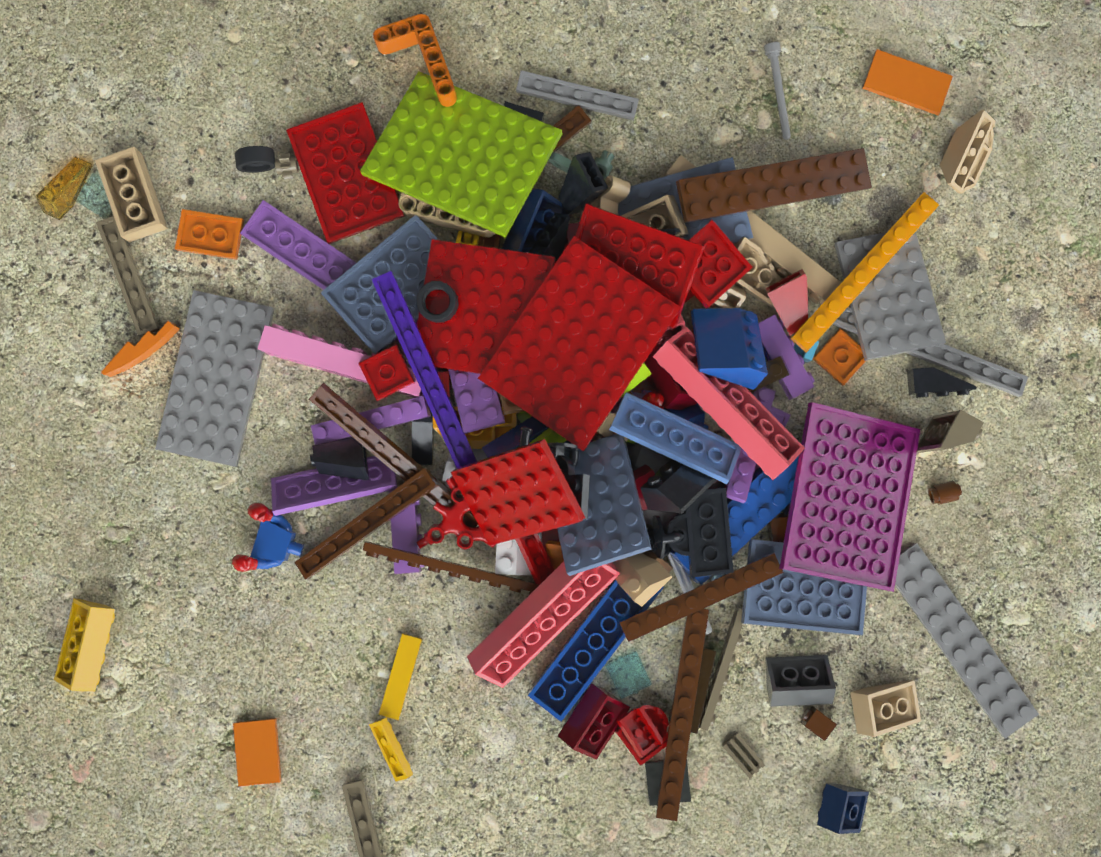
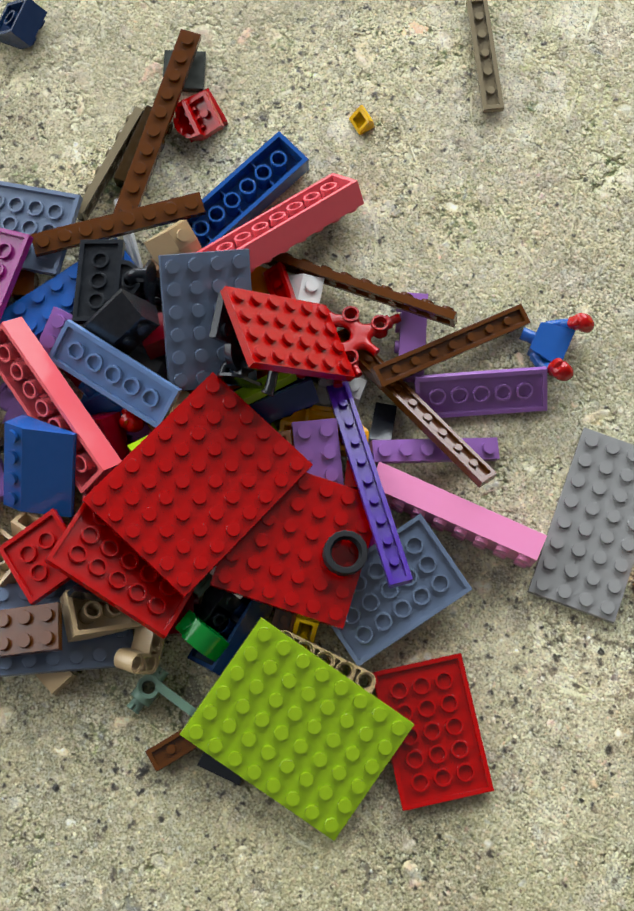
camera: 170 degrees left, 10 degrees down
(209, 234) = (591, 682): orange plate -> none
(255, 159) = (532, 757): black tyre -> none
(257, 752) = (585, 151): orange tile -> none
(286, 165) = (497, 747): dark tan gear -> none
(295, 246) = (493, 652): medium lavender plate -> none
(341, 459) = (469, 416): black slope -> none
(386, 372) = (410, 489): red tile -> none
(391, 749) = (451, 134): yellow plate -> none
(400, 676) = (434, 201): yellow tile -> none
(419, 31) = (318, 857): orange beam -> none
(482, 752) = (361, 120): none -> yellow slope
(556, 215) = (201, 636): none -> green brick
(576, 94) = (156, 784): light grey plate -> none
(582, 184) = (167, 671): black slope -> none
(593, 721) = (247, 131): dark red slope -> none
(628, 675) = (205, 172): clear light blue piece -> none
(755, 768) = (97, 71): dark tan tile -> none
(799, 680) = (36, 142): dark grey slope -> none
(817, 723) = (26, 101): reddish brown brick -> none

